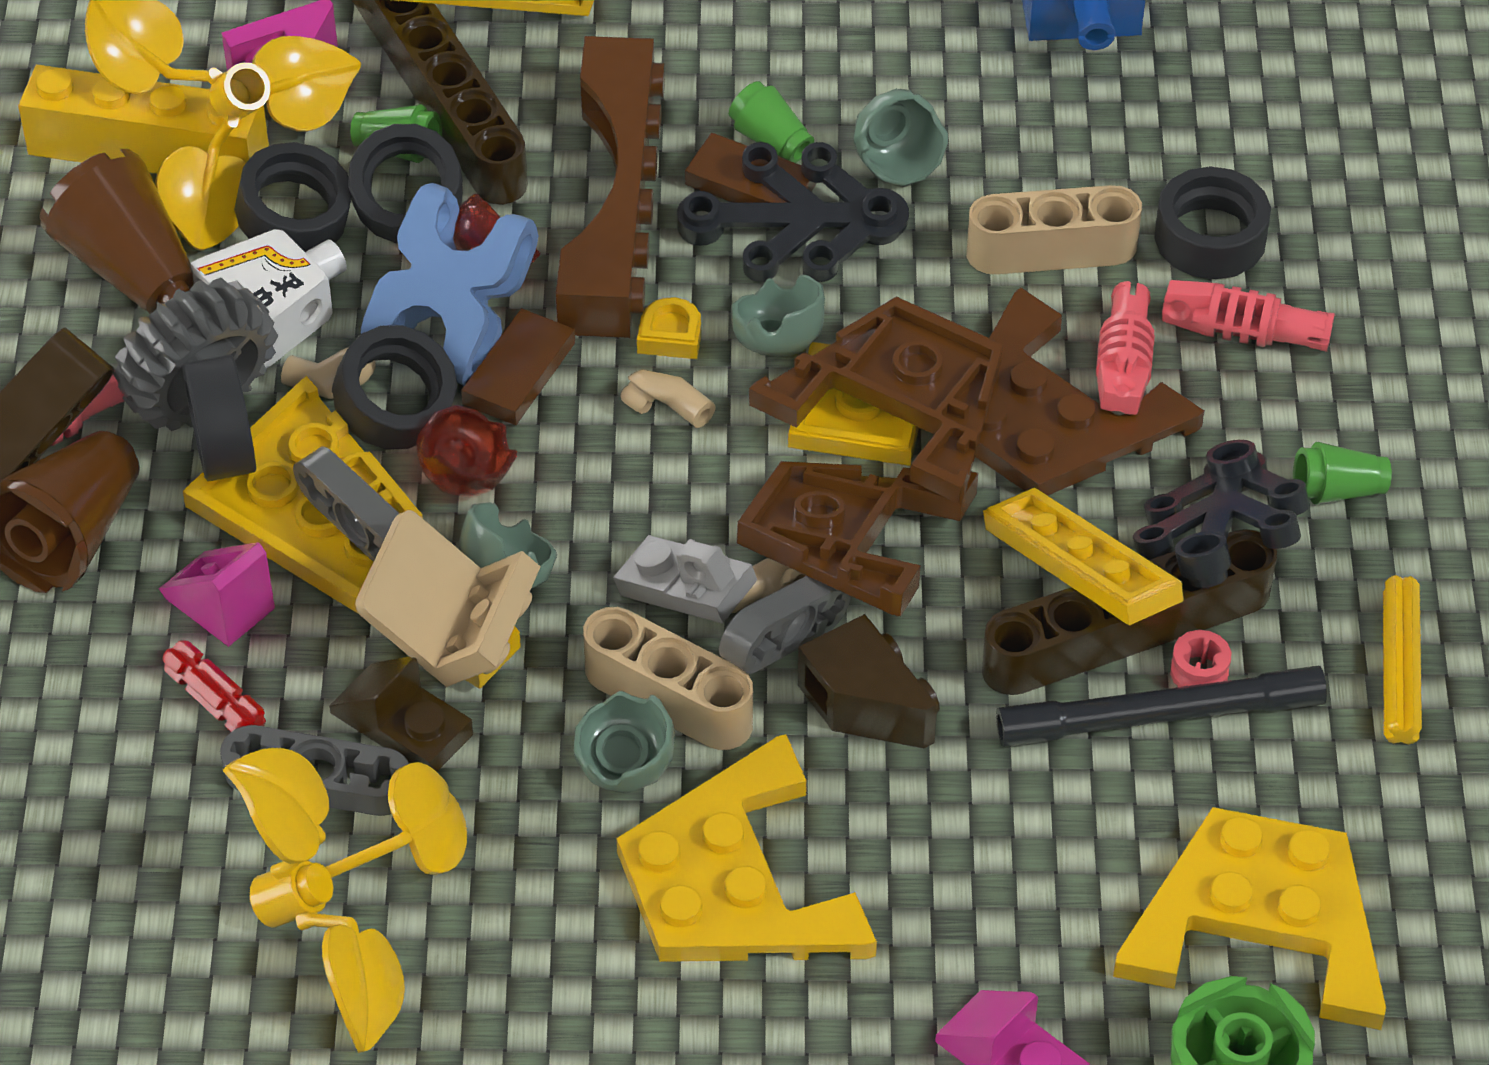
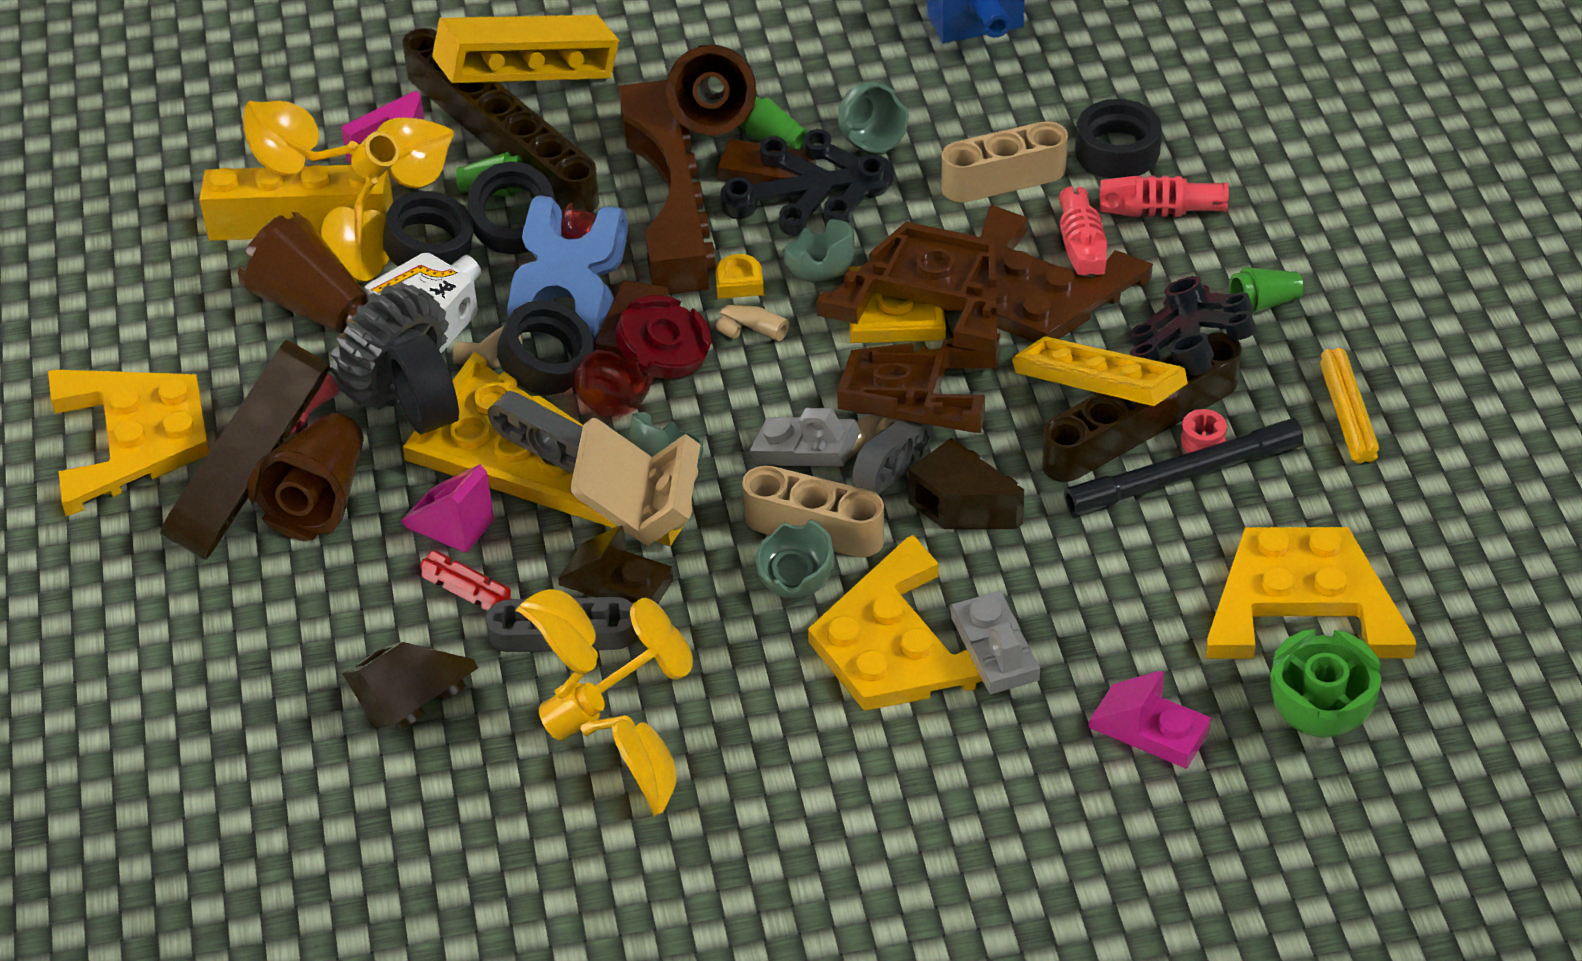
camera: 10 degrees left, 5 degrees down
(95, 810) = (404, 678): none -> dark brown slope
(549, 398) = (663, 336): none -> dark red tile
(692, 69) = (698, 105): none -> reddish brown cone
(843, 906) = (995, 642): none -> light grey hinge

